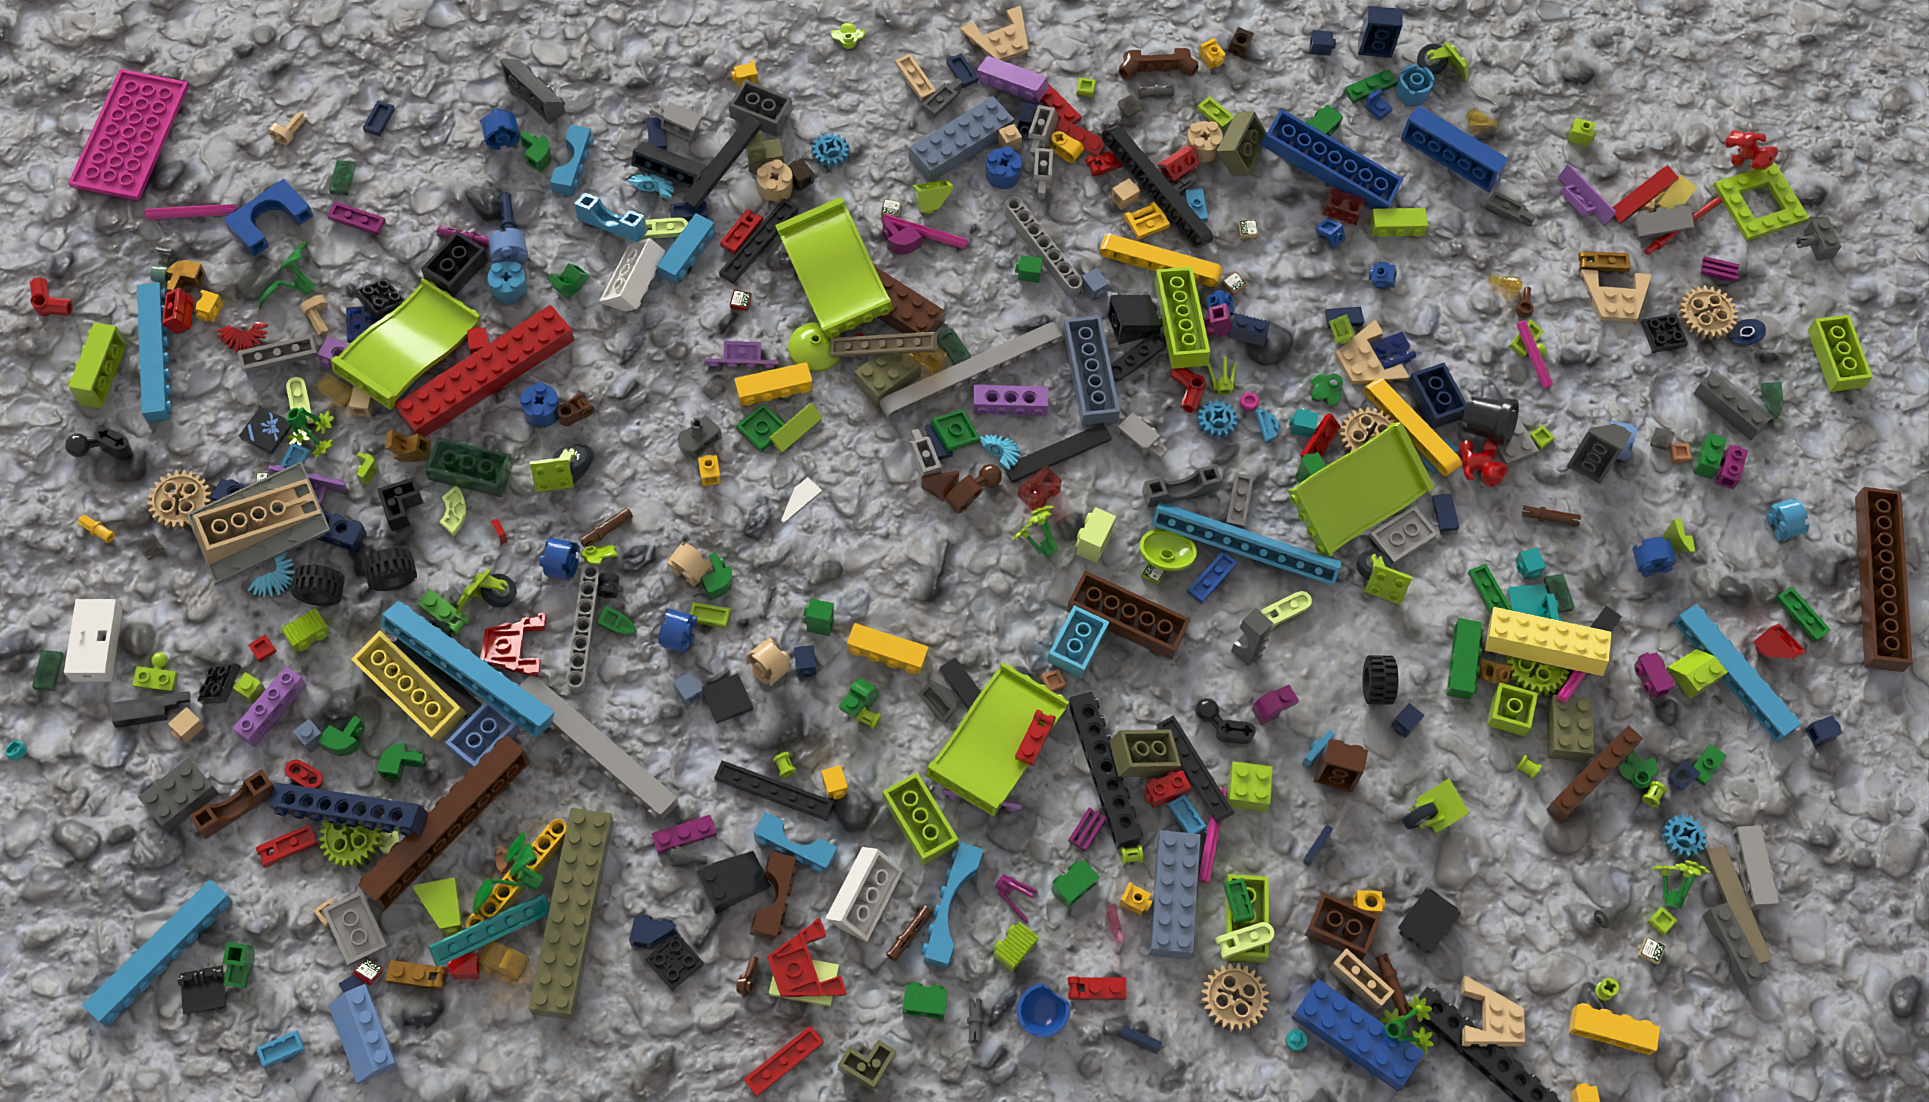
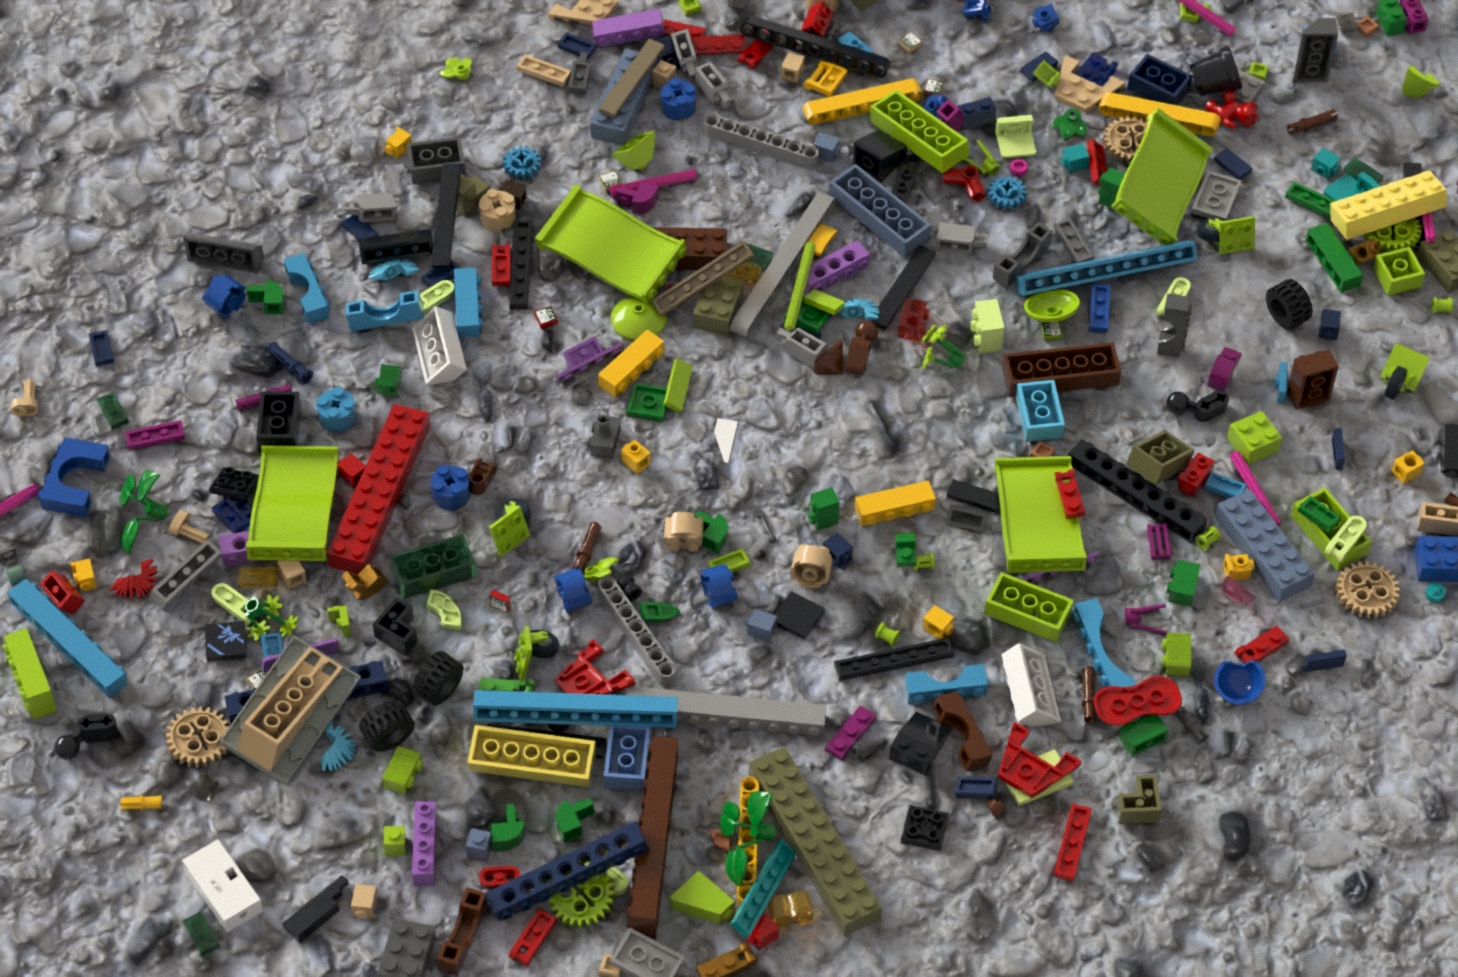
camera: 30 degrees left, 10 degrees down
(155, 677) = (302, 883): lime plate -> none
(185, 273) = (38, 562): pearl gold brick -> none
(218, 683) = (365, 851): black tile -> none
(262, 648) = (376, 806): red plate -> none
(508, 246) = (315, 381): medium blue brick -> none
(649, 932) = (888, 816): dark blue slope -> none
(744, 955) = (976, 787): none -> dark blue tile
(922, 965) = (1151, 697): none -> red plate
(962, 400) = (799, 286): none -> lime axle
(972, 126) = (631, 78): none -> dark tan tile
(975, 426) = (824, 302): none -> lime tile
(1023, 365) = (822, 237): none -> yellow slope
(1029, 268) = (764, 163): green brick -> none
(1067, 147) = (719, 57): yellow piece -> none
(1197, 772) = (1221, 455): black tile -> none
(1266, 372) = (1015, 136): none -> yellowish green bracket
(1268, 425) = (1047, 175): dark azure plate -> none
(1342, 925) = (1403, 491): reddish brown brick -> none
(1654, 556) = (1411, 106): blue brick -> none

